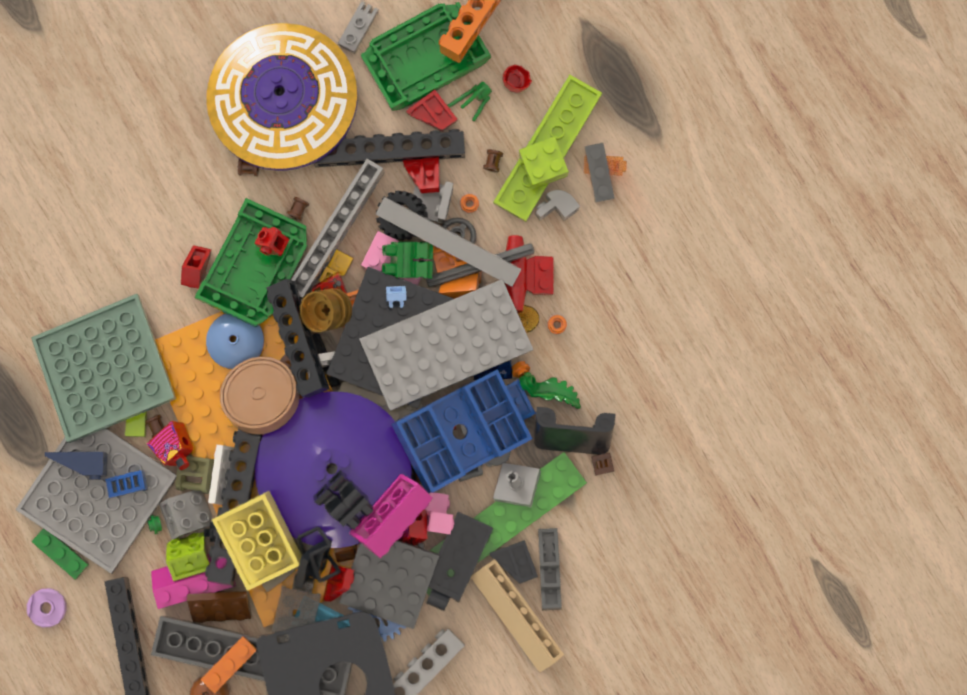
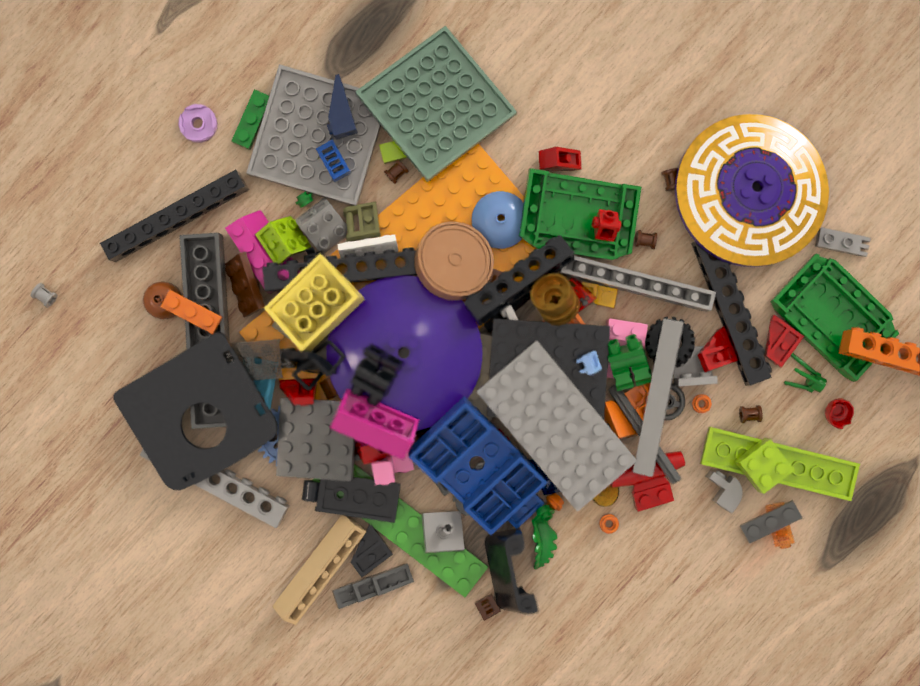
camera: 70 degrees right, 5 degrees up
(172, 445) = (382, 192): red torso -> none

